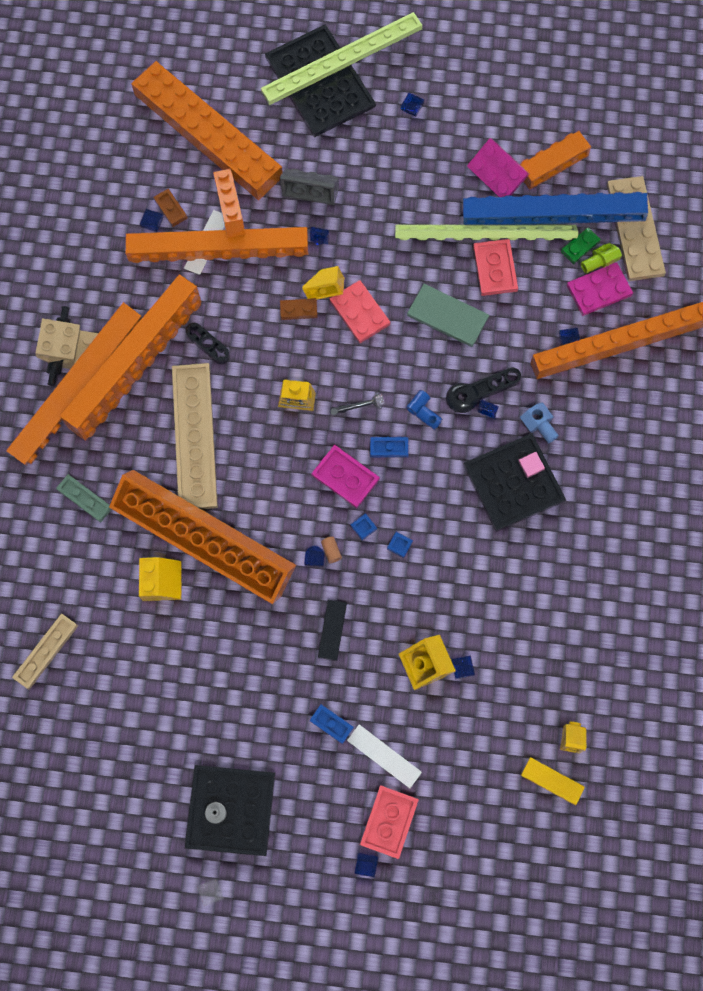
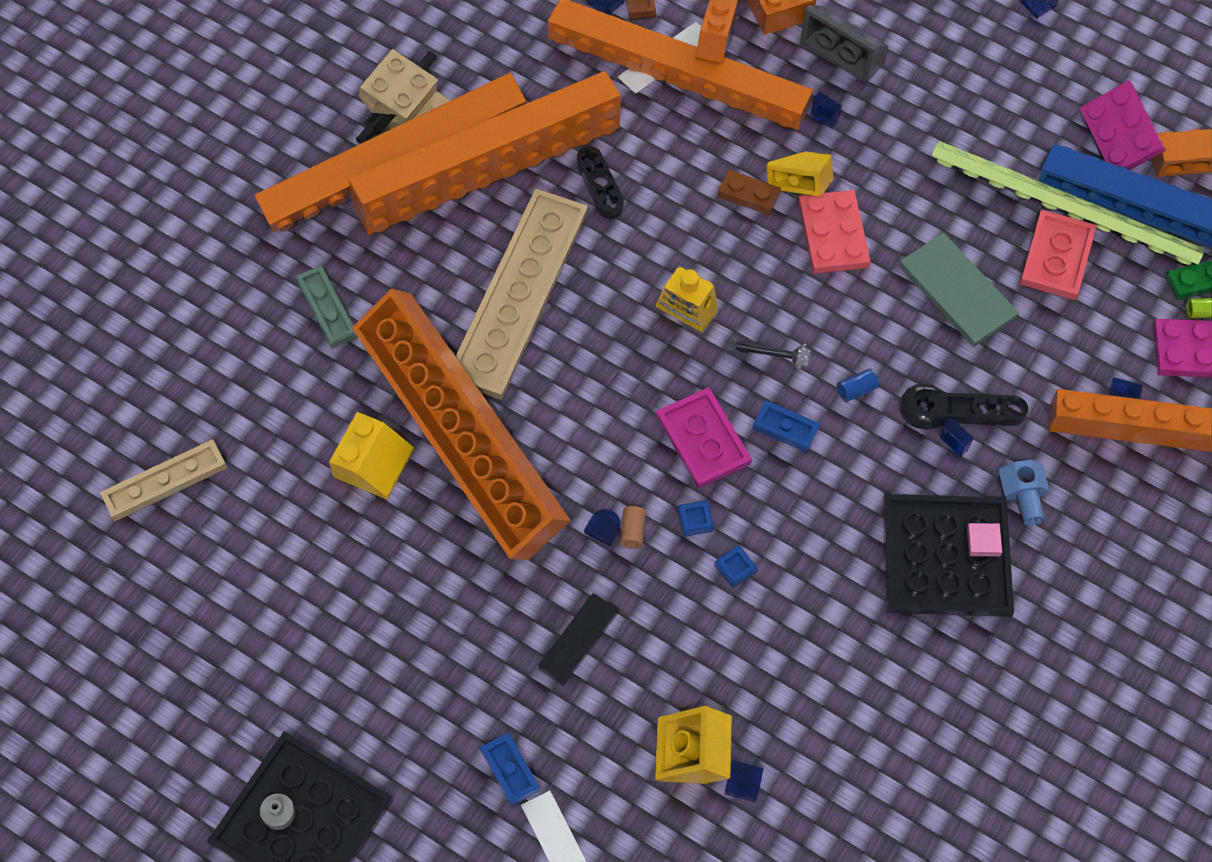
camera: 20 degrees right, 10 degrees down
(429, 417) = (864, 412): blue piece -> none

